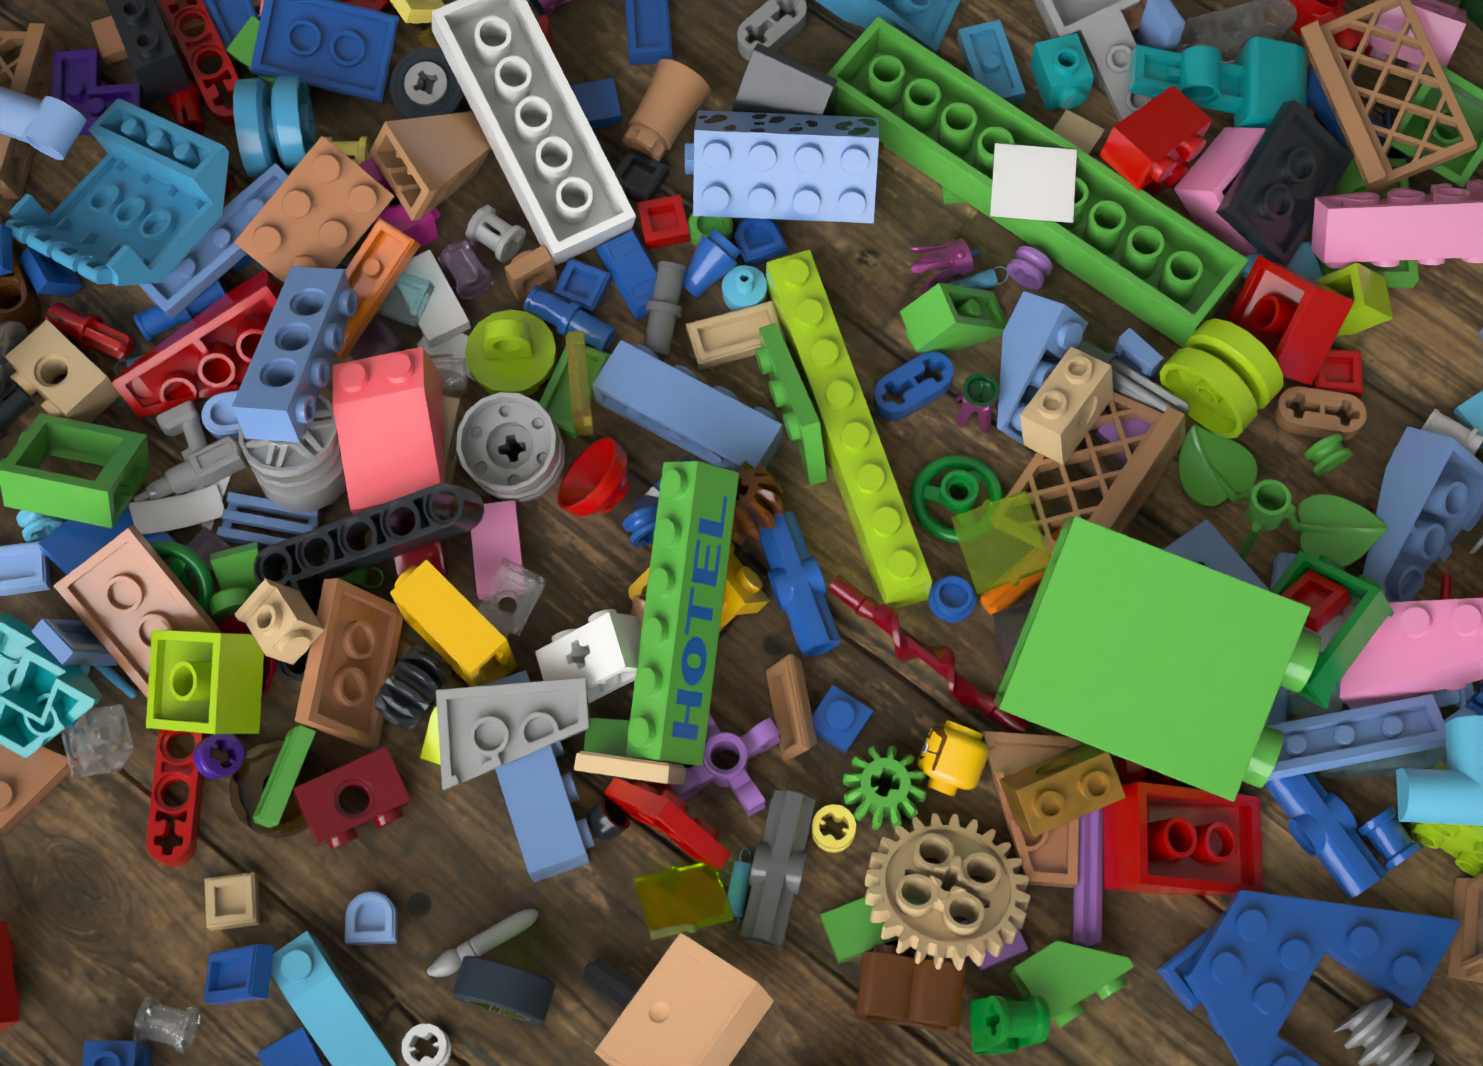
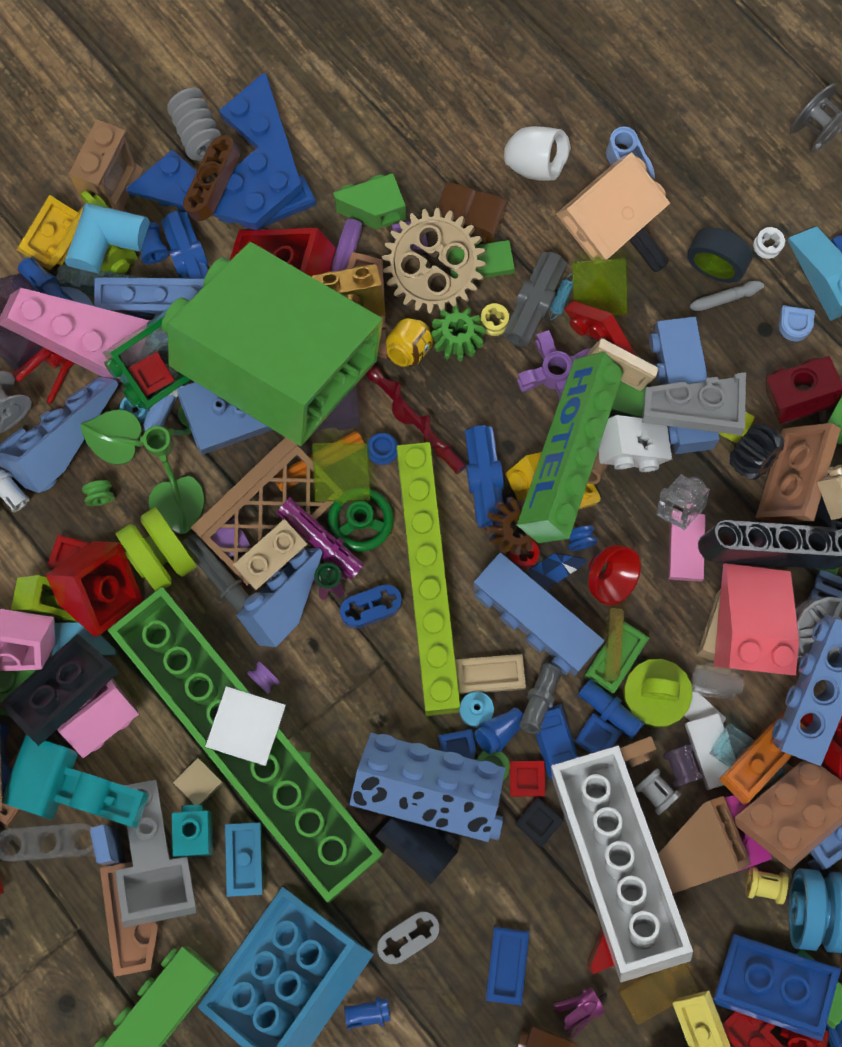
camera: 170 degrees left, 5 degrees up
(375, 341) = (757, 719): tile -> none
(438, 98) = (711, 933): black wheel -> none
(452, 626) = (733, 487): yellow window -> none
(489, 434) = (670, 602): light grey wheel -> none
(599, 102) = (562, 895): blue tile -> none
(607, 819) = (641, 345): black hinge -> none
(665, 108) = (510, 869): medium nougat plant -> none
(790, 394) = (465, 607): bright green wing -> none
(791, 707) = (506, 395): medium nougat tile -> none
(840, 719) = (475, 386): blue plate -> none
(950, 254) = (319, 696): flat silver piece -> none
(952, 318) = (329, 646): bright green slope -> none
(957, 431) = (316, 535): none -> magenta pin
(980, 280) = (307, 678): medium azure piece -> none
(1007, 1024) = (417, 180): green piece -> none
(1138, 354) = (207, 589): medium blue tile -> none
(1157, 142) = (143, 740): red brick -> none
(1319, 412) = (94, 520): medium nougat beam -> none
(1348, 936) = (204, 197): none -> reddish brown beam

